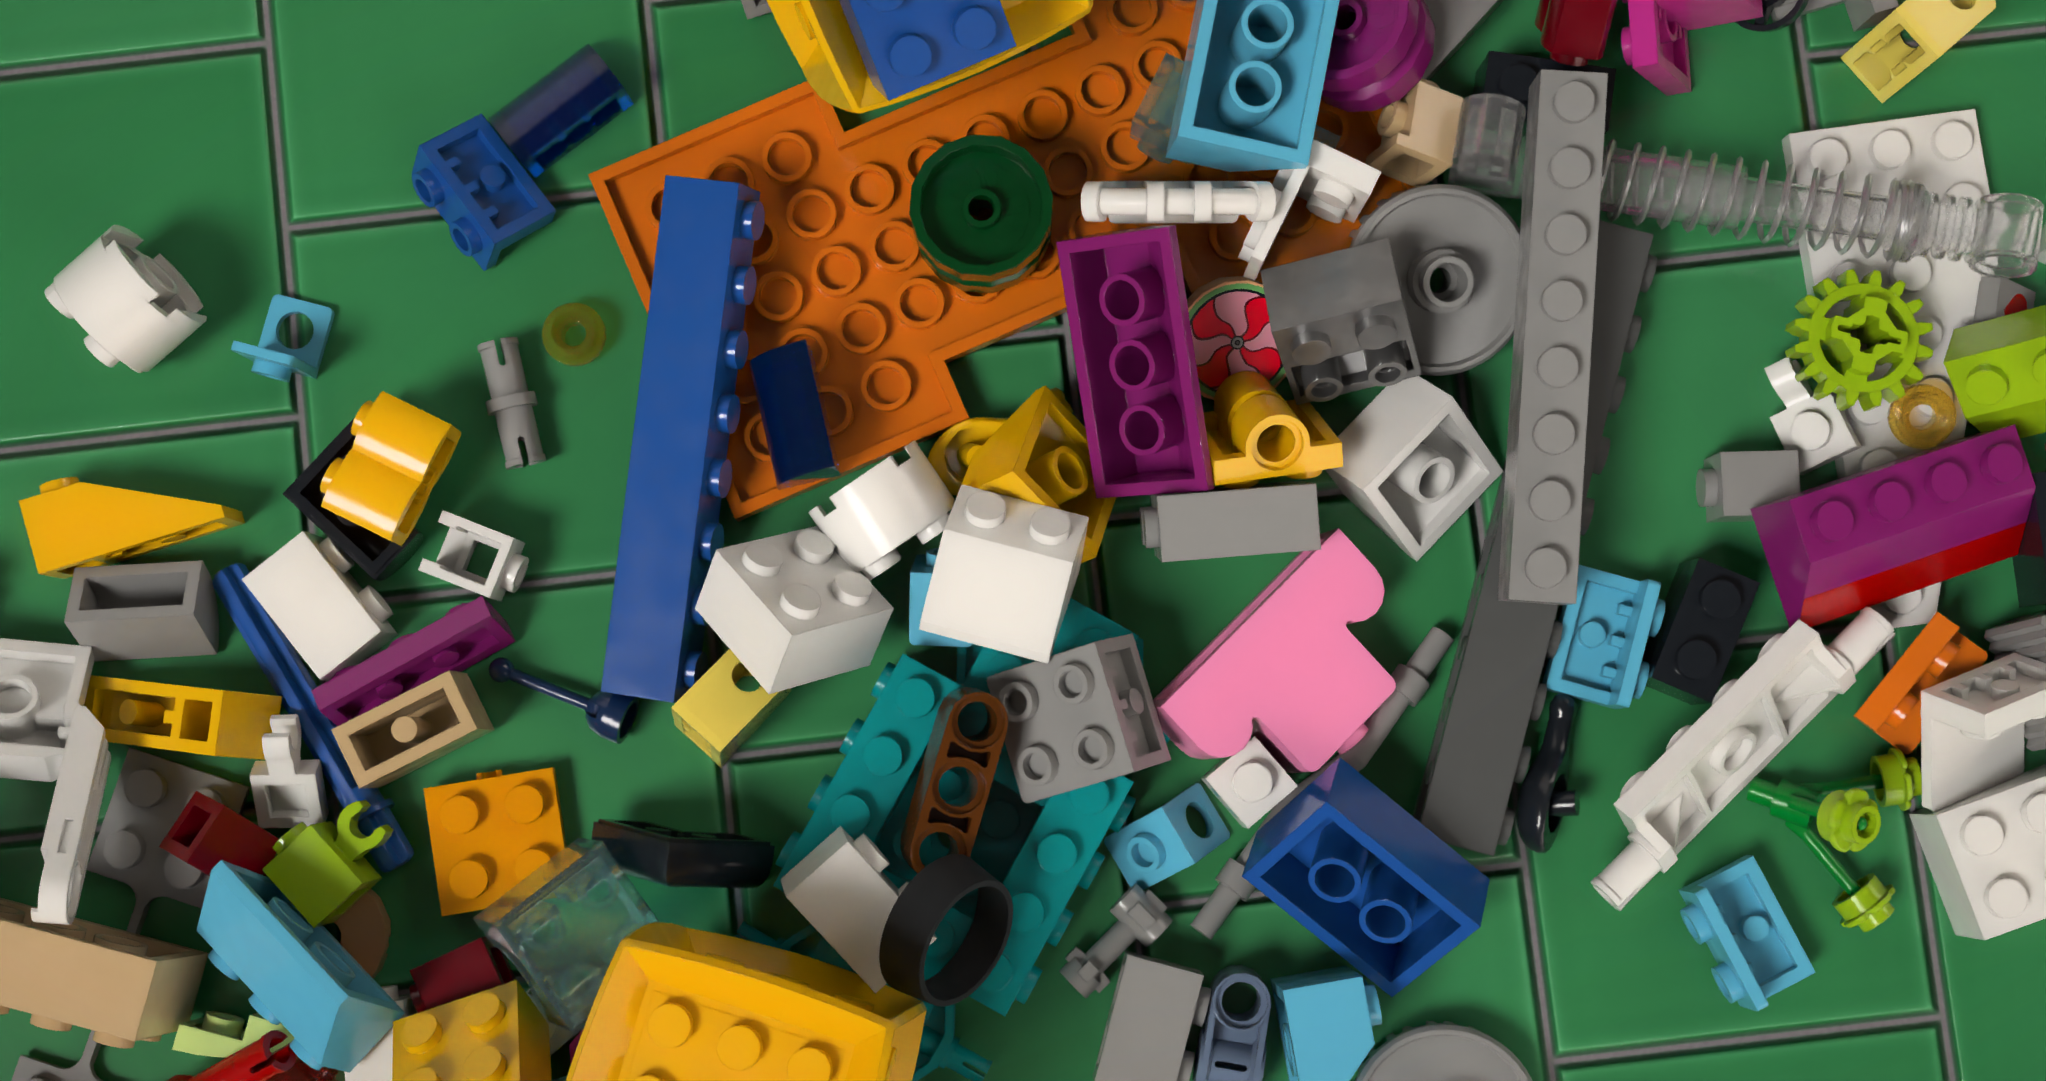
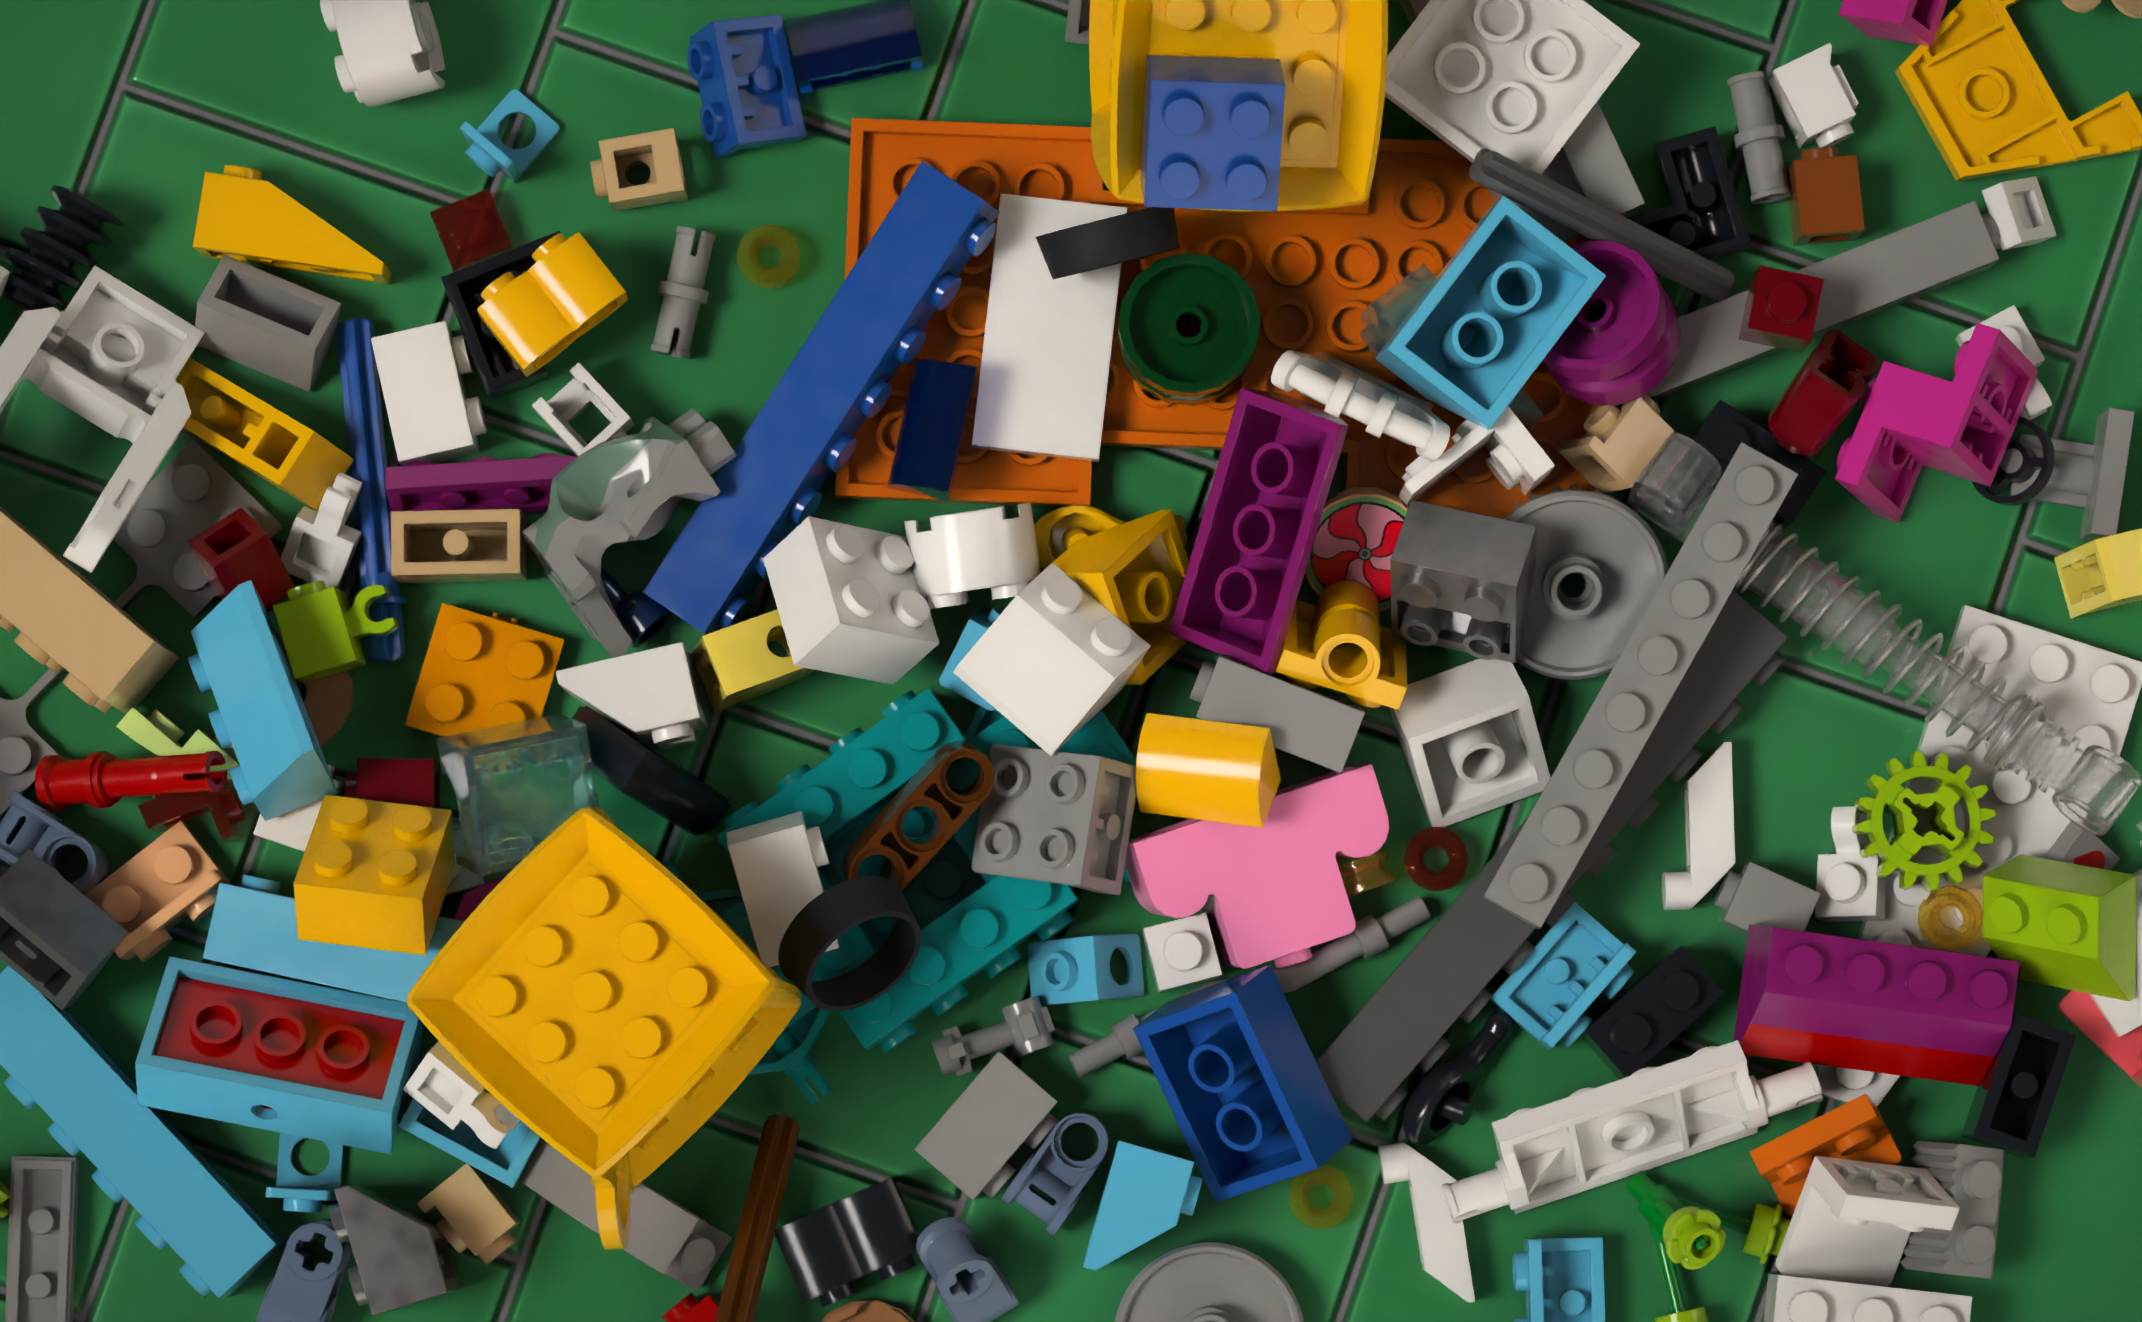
camera: 20 degrees right, 0 degrees up
(293, 437) = (471, 230): none -> clear red plate
(419, 289) = (654, 150): none -> tan brick
(537, 612) = (616, 496): none -> light grey hips
(645, 783) = (643, 692): none -> white slope
(855, 275) = (1045, 338): none -> white tile
(872, 165) = (1109, 241): none -> black tyre
(1194, 606) = (1206, 770): none -> yellow brick
(1379, 629) = (1365, 873): none -> clear yellow bush
(1449, 576) = (1456, 859): none -> clear red plate
(1496, 952) = (1340, 1204): none -> clear yellow plate
(1606, 930) = (1439, 1239): none -> white piece
(1661, 445) = (1707, 832): none -> white piece

